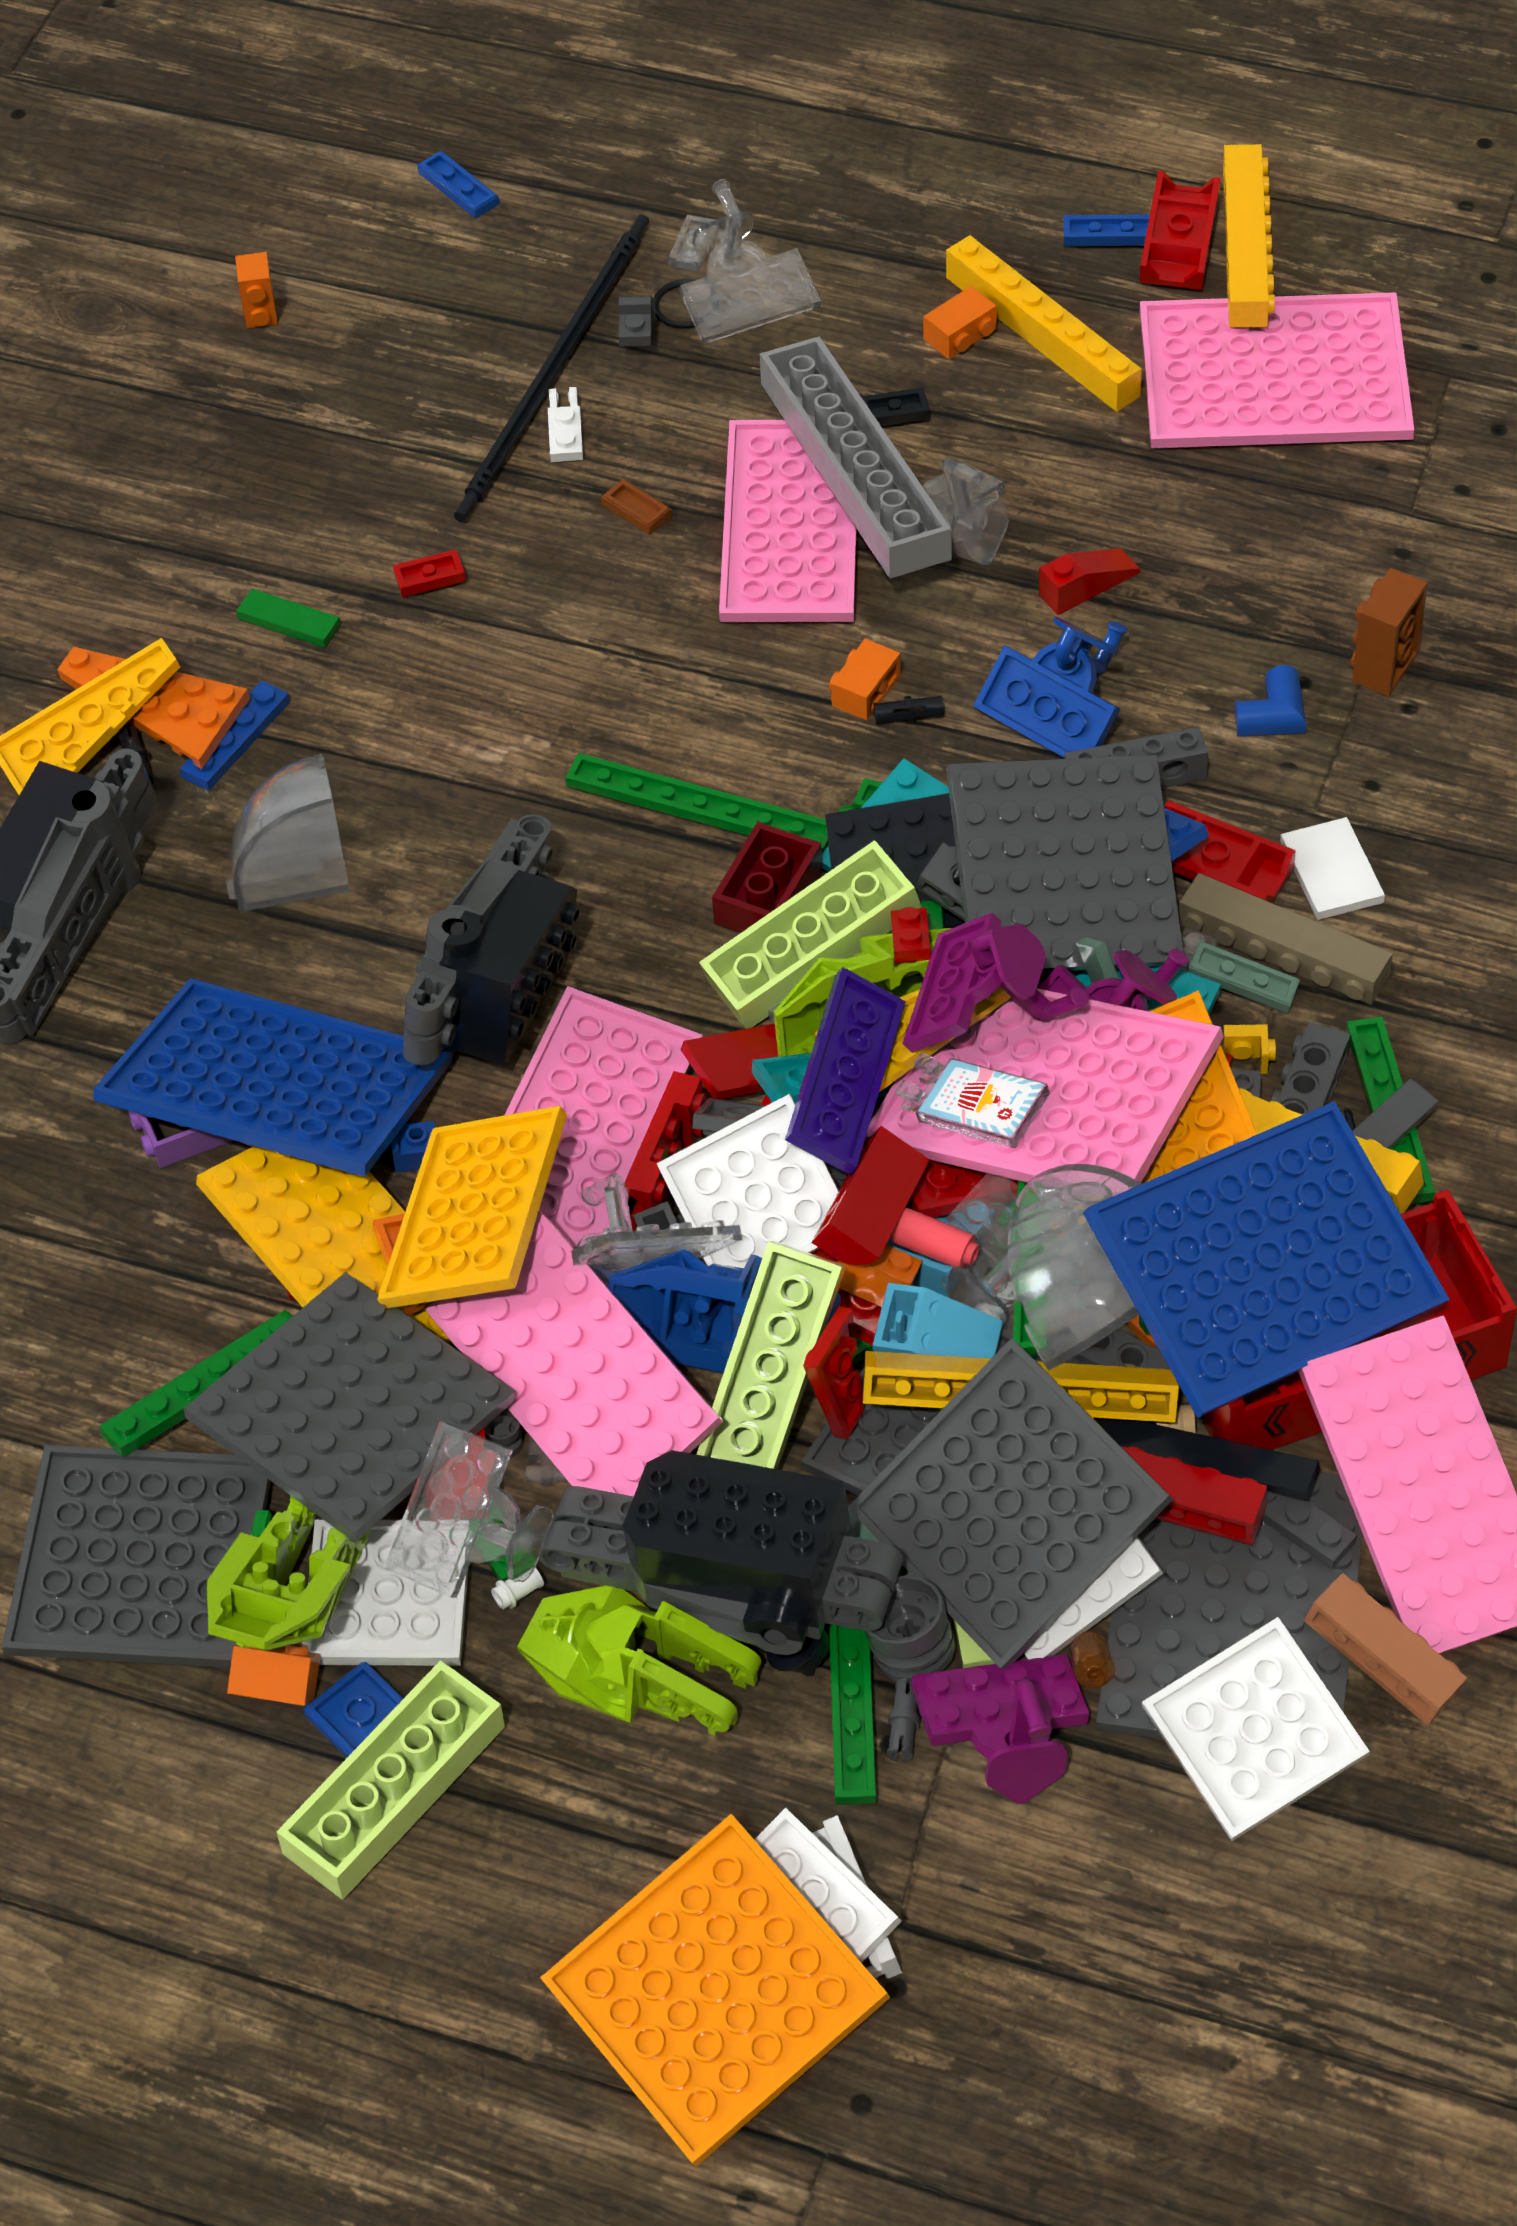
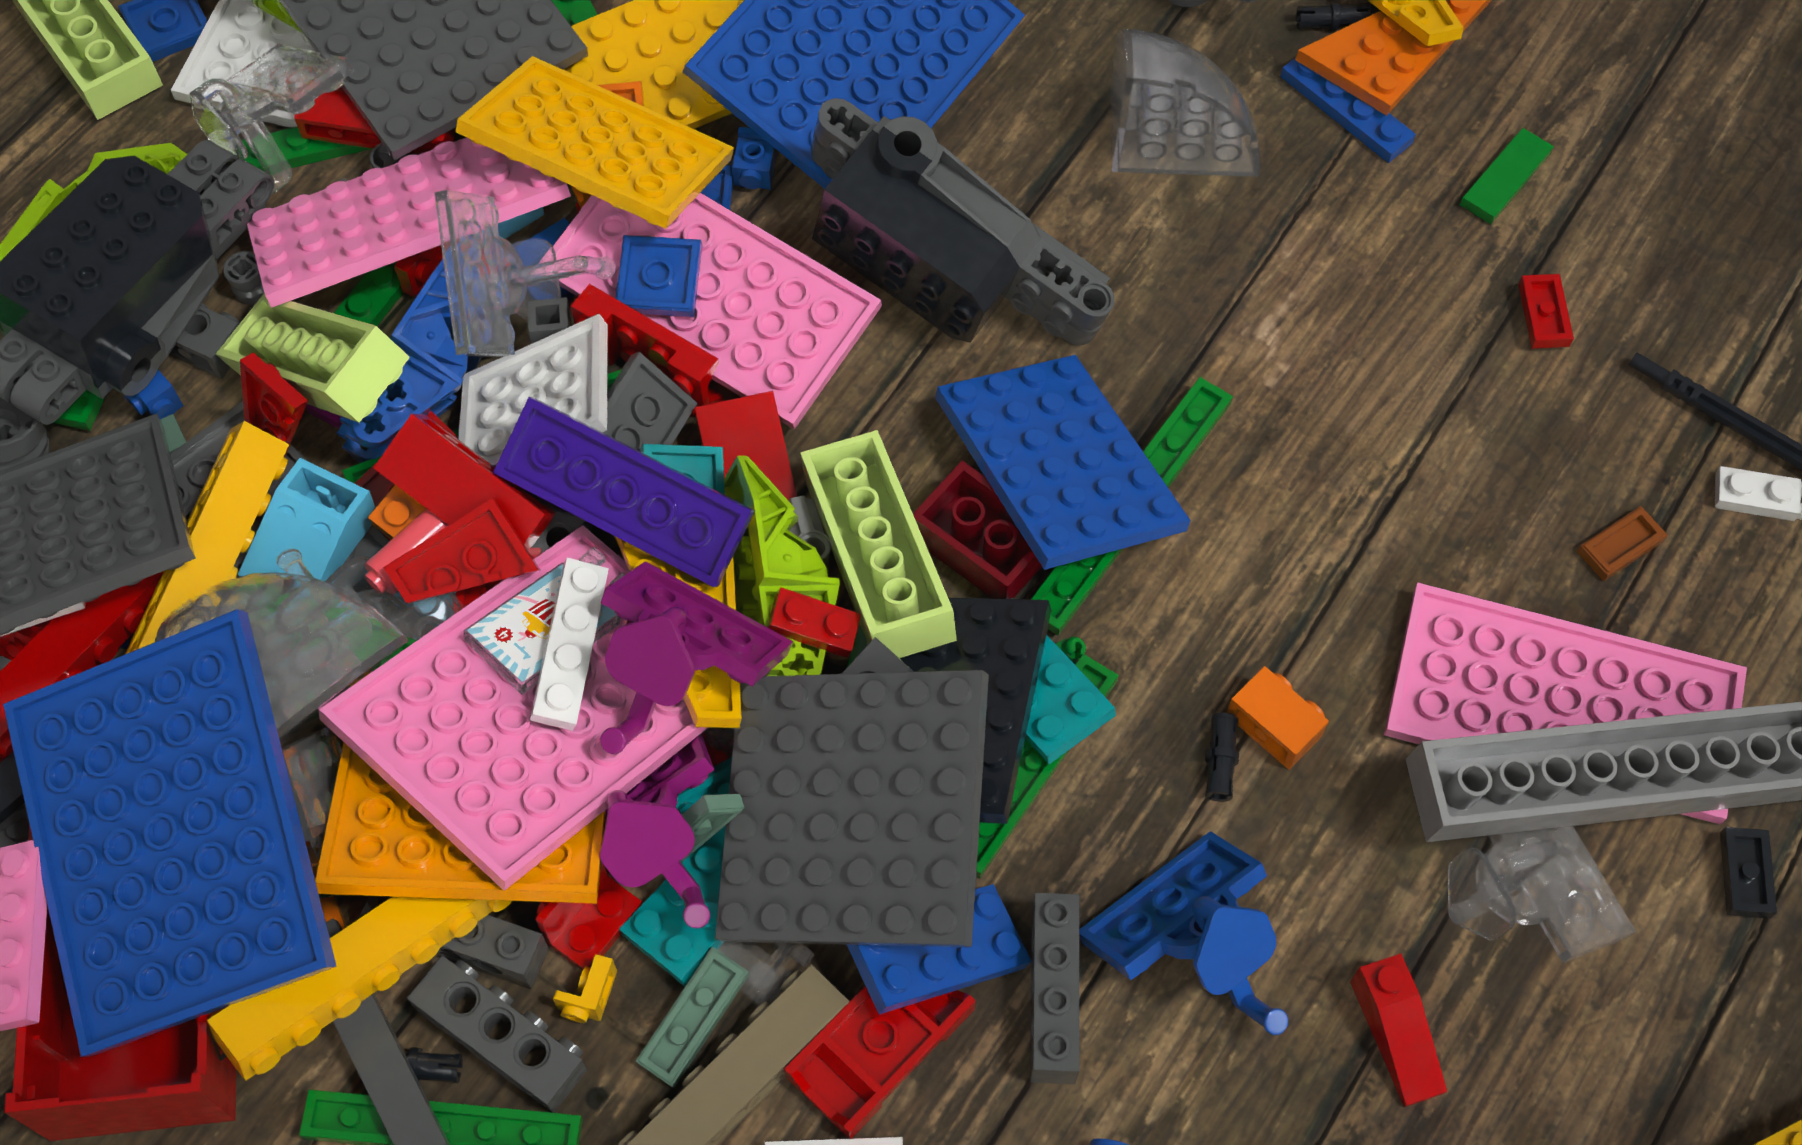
camera: 100 degrees right, 10 degrees up
(590, 1152) = (659, 275): none -> blue tile
(685, 839) = (1061, 461): none -> blue plate
(934, 1175) = (462, 556): none -> red wing
(997, 1066) = (569, 644): none -> white plate

